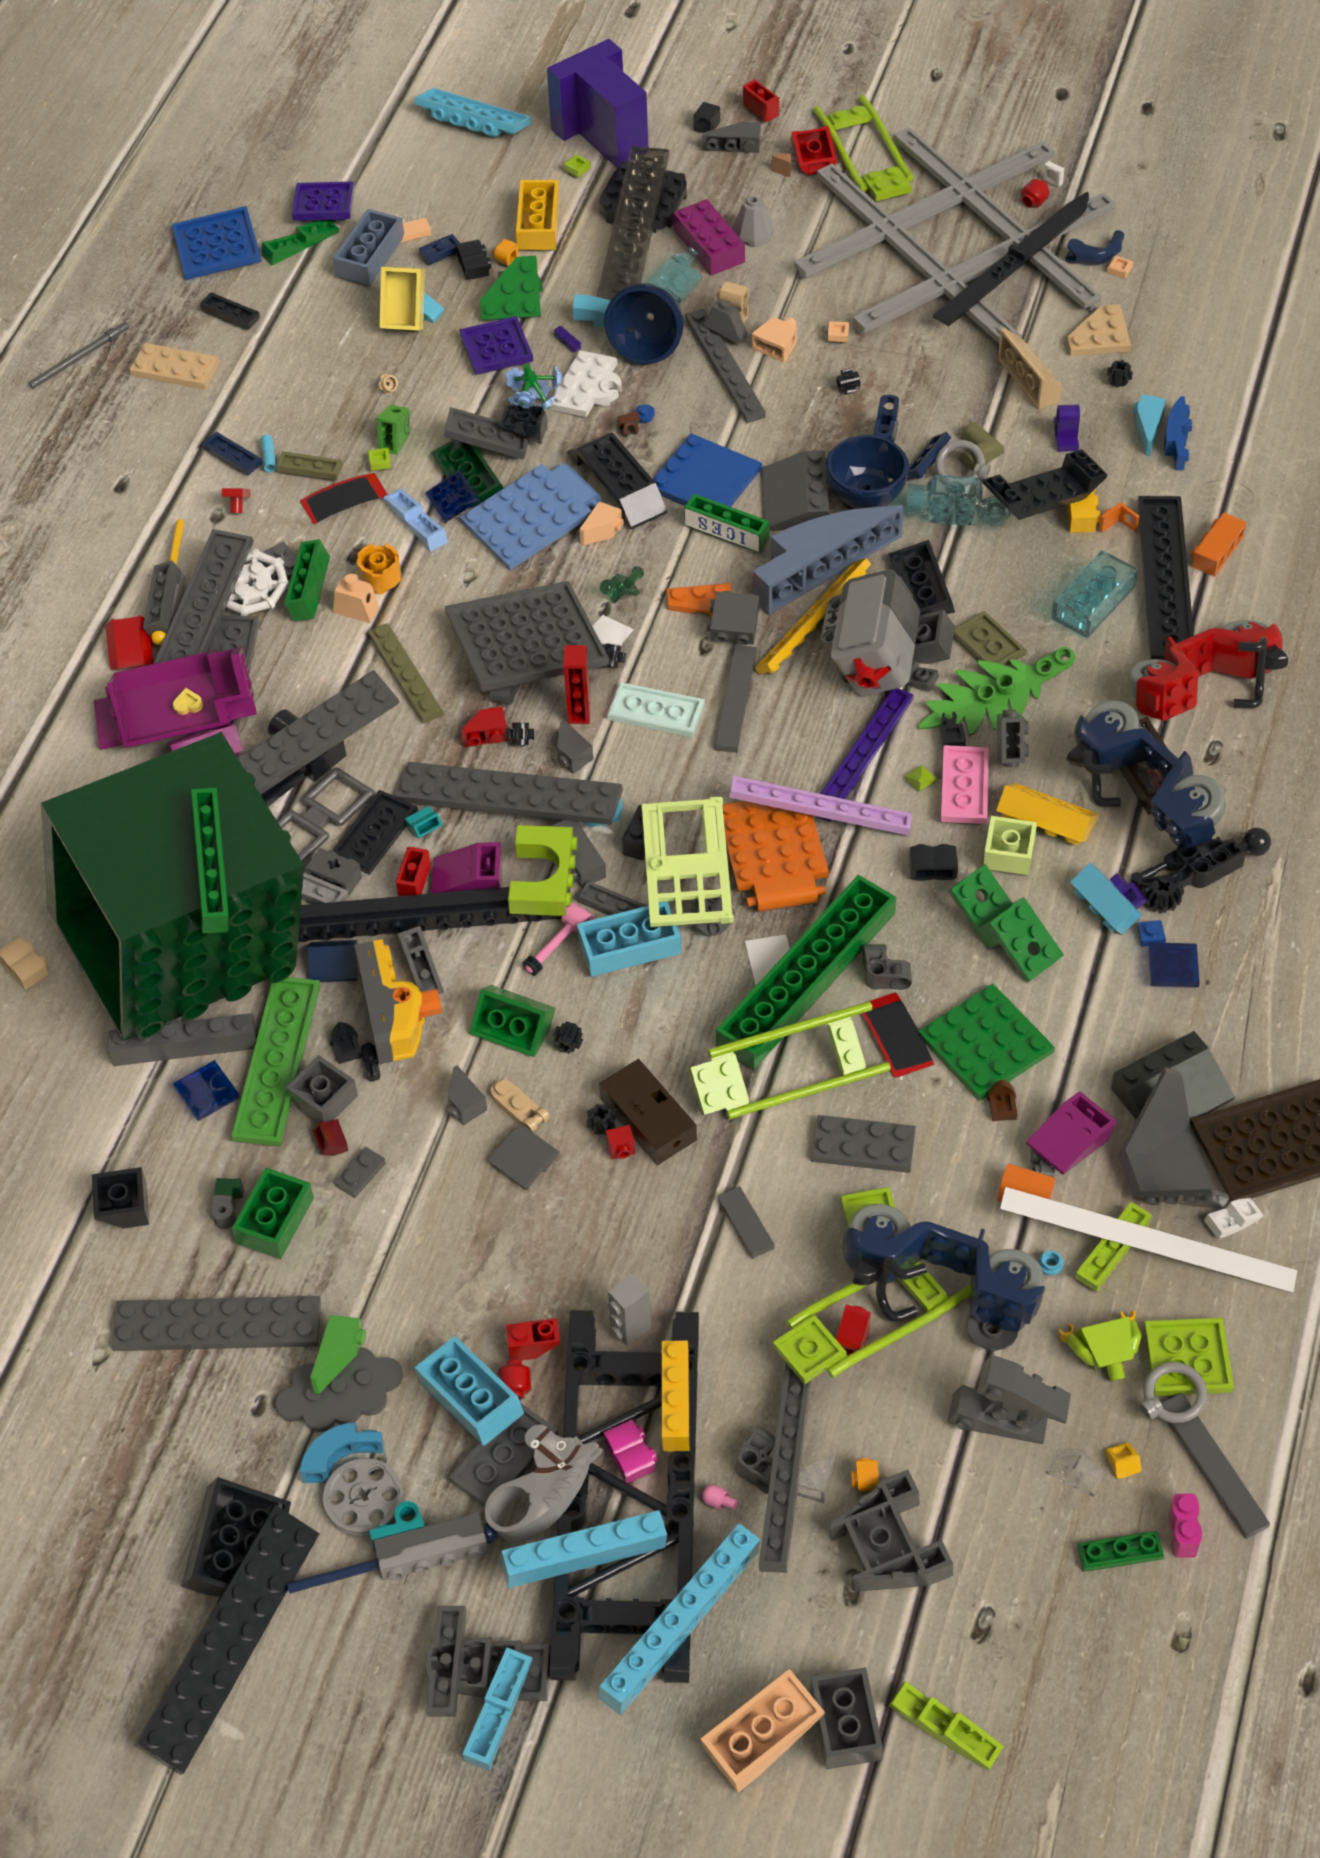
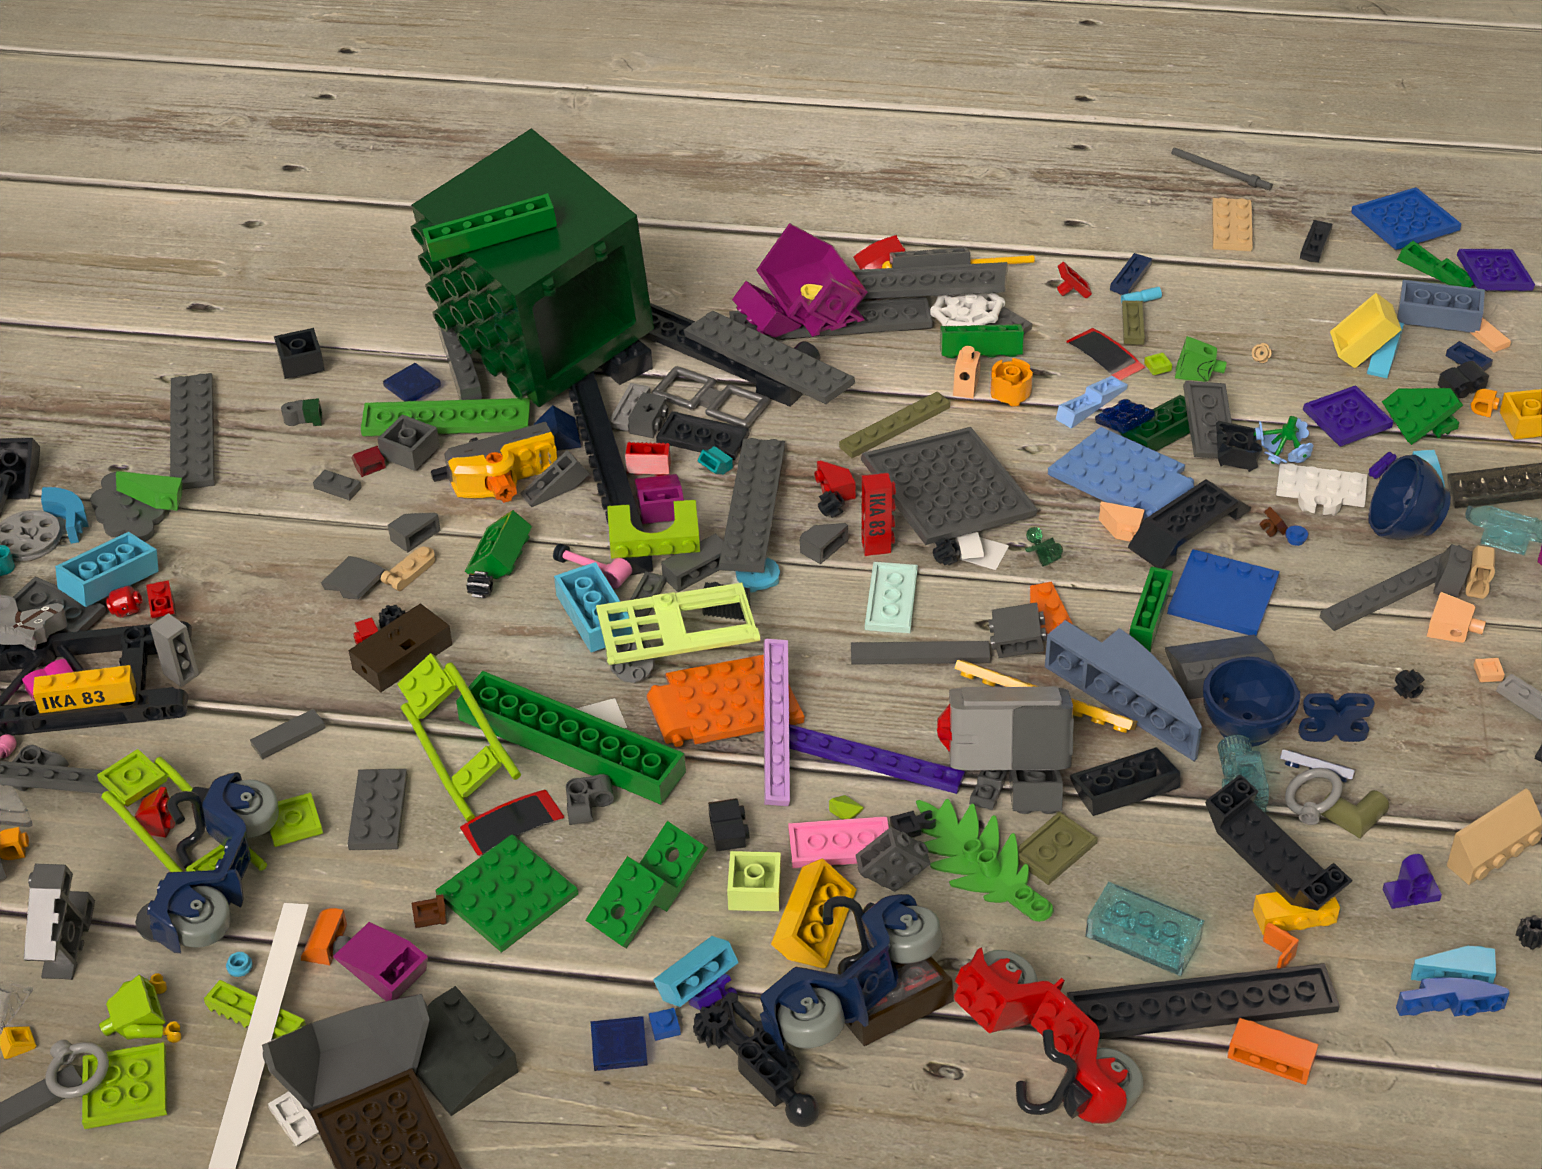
camera: 80 degrees right, 10 degrees down
(273, 1213) = (286, 435): green brick -> none

